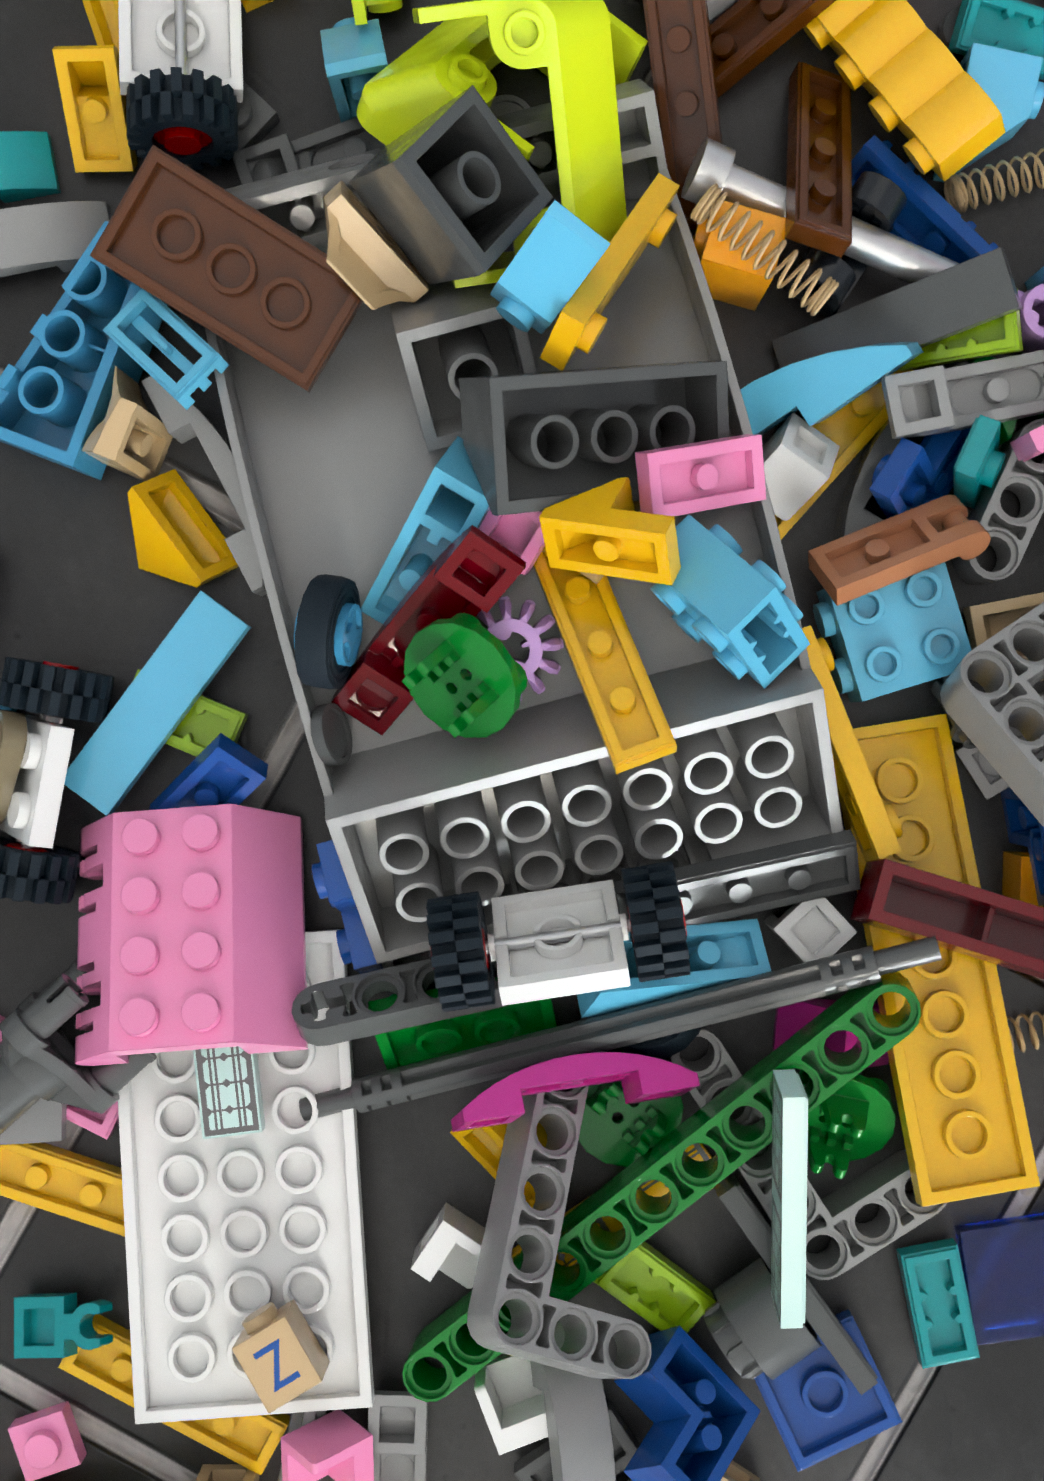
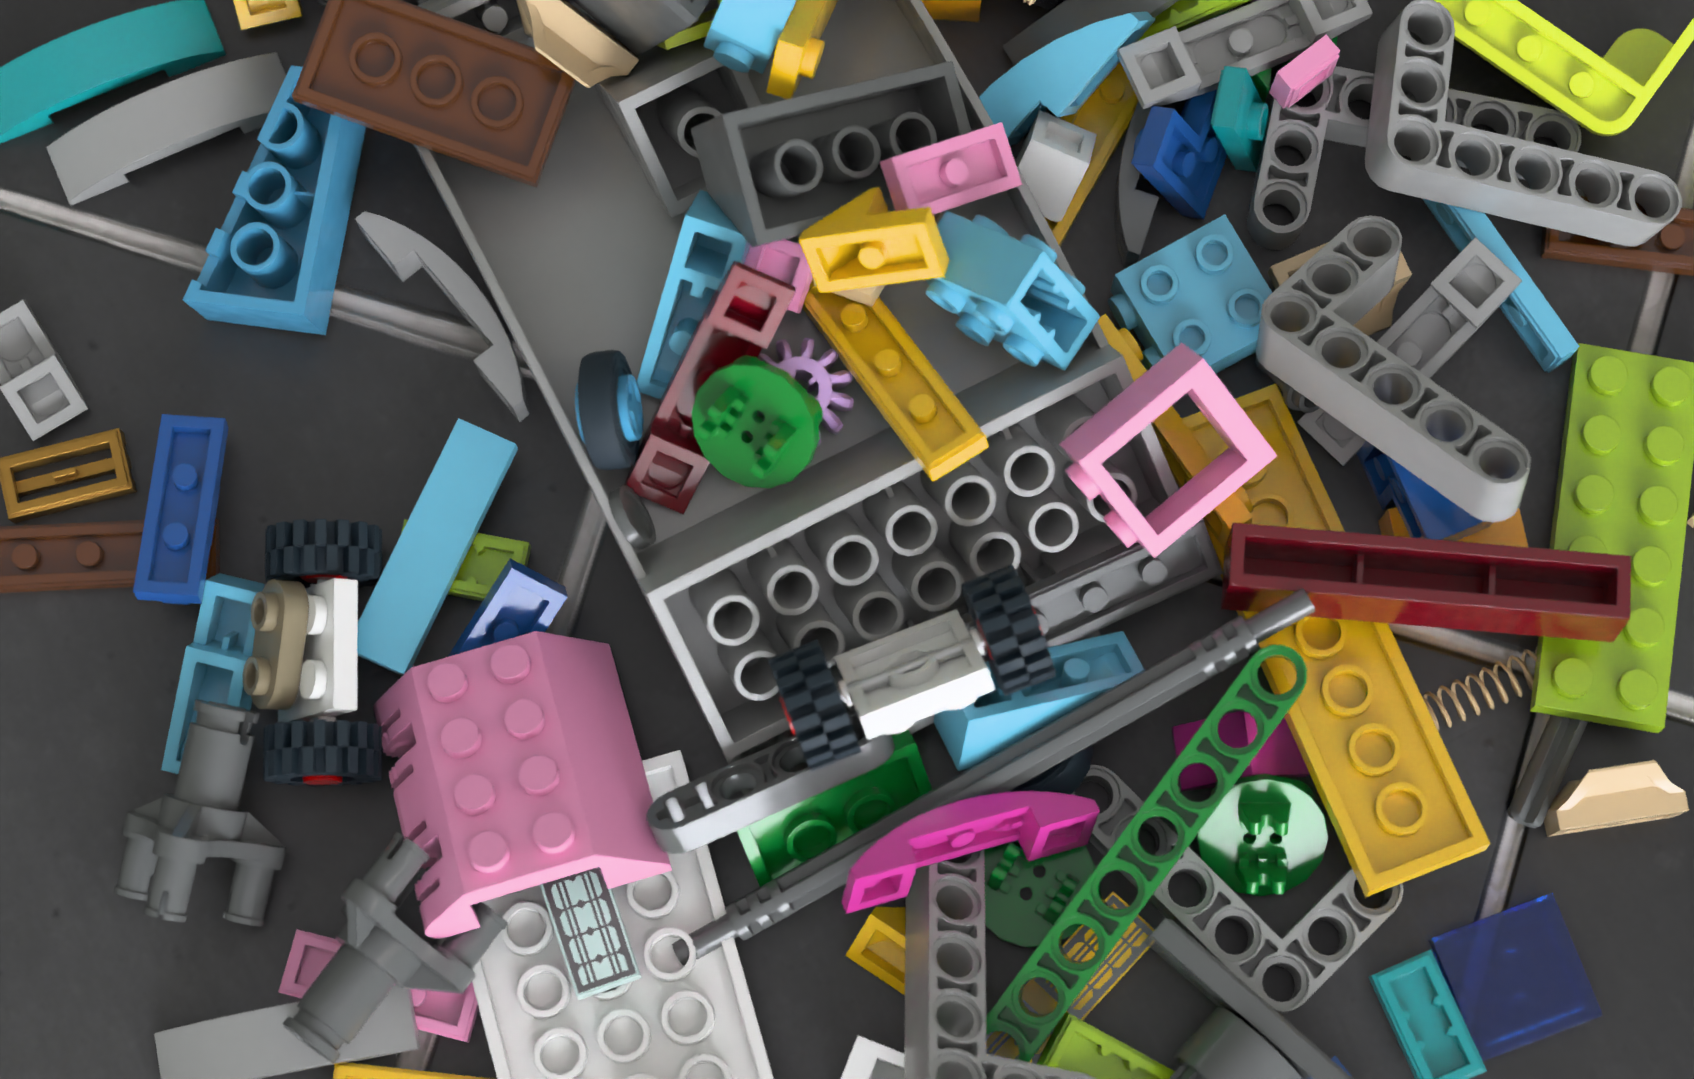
camera: 15 degrees left, 10 degrees down
(129, 434) = (354, 280): tan slope -> none
(176, 533) = (416, 373): yellow slope -> none
(195, 374) = (417, 192): medium azure tile -> none
(332, 884) = (678, 704): blue plate -> none
(789, 1198) = (1217, 896): light aqua tile -> none
(812, 929) = (1178, 625): white panel -> none
(823, 745) = (1135, 408): none -> bright pink window
(897, 548) = (1176, 217): nougat plate -> none

